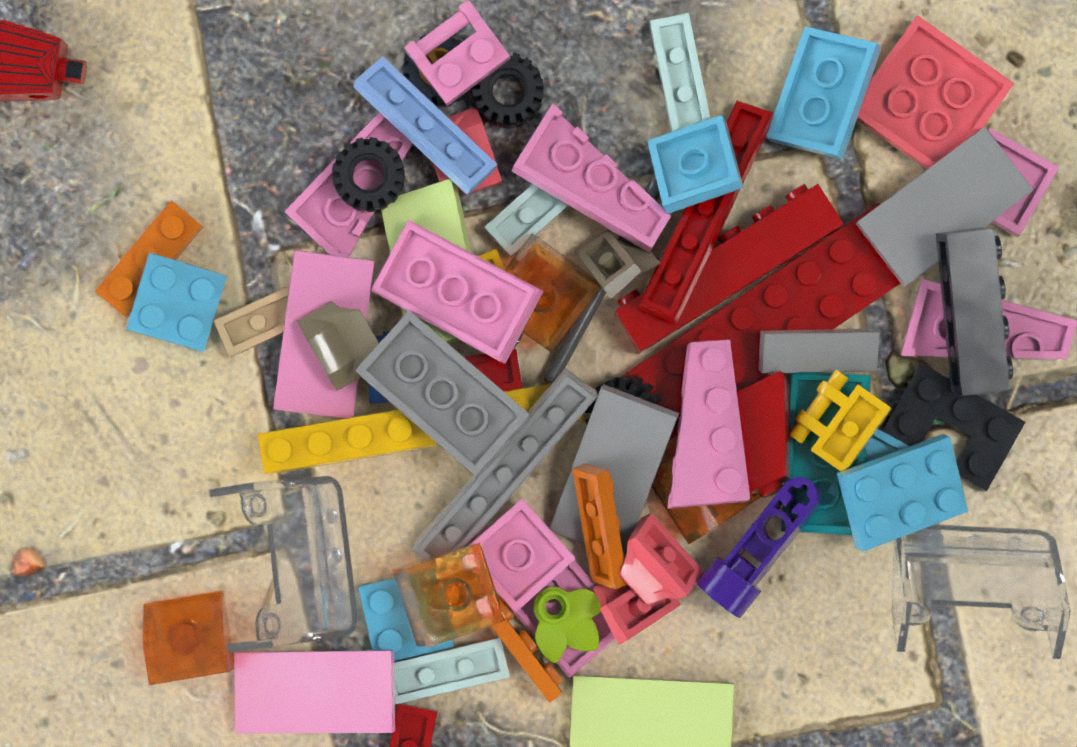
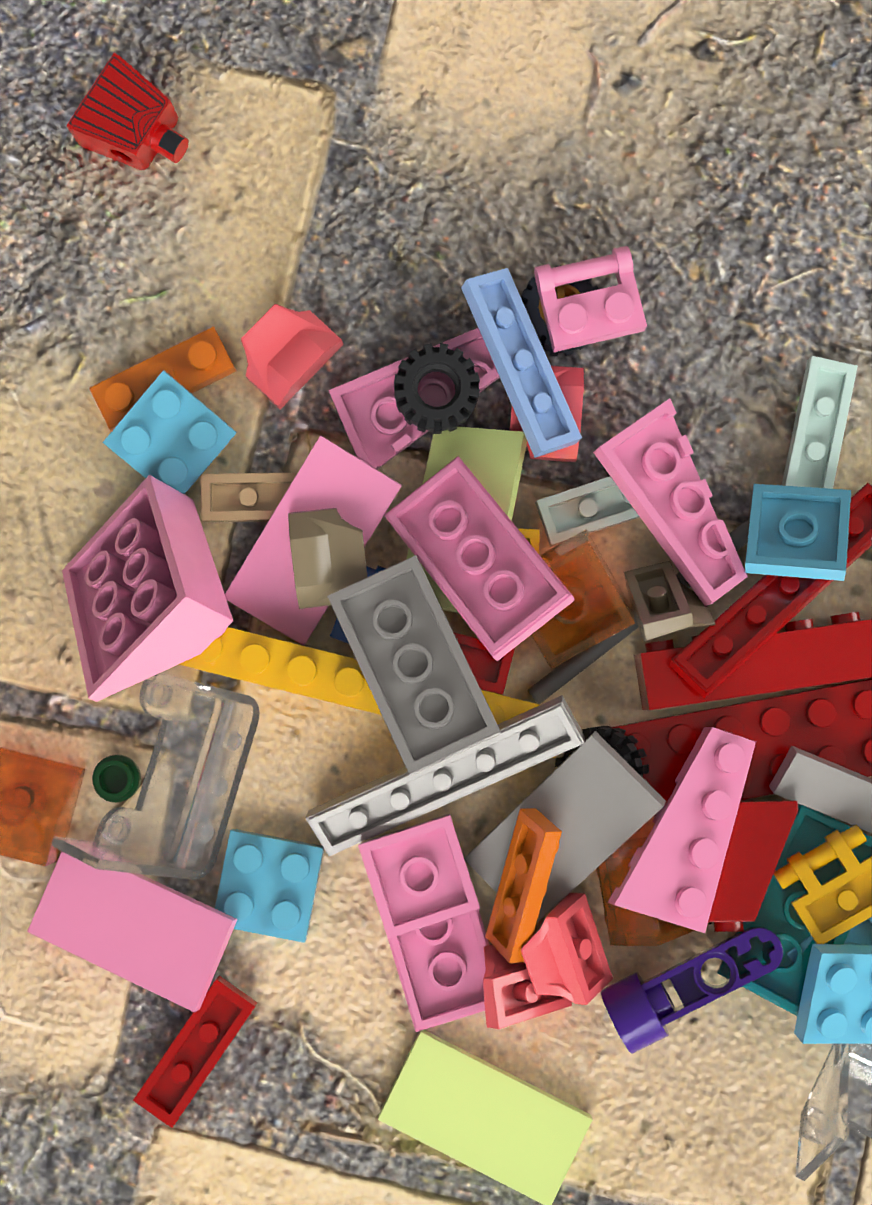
camera: 20 degrees right, 0 degrees up
(211, 427) = (144, 591): none -> bright pink slope
(238, 195) = (287, 351): none -> coral slope
(251, 586) = (116, 778): none -> dark green plate
(448, 595) = (322, 890): clear orange slope -> none
(450, 670) = (289, 966): light aqua plate -> none
(522, 110) = (626, 393): black tyre -> none
(523, 649) = (377, 977): orange plate -> none
(569, 627) = (442, 976): lime plate -> none

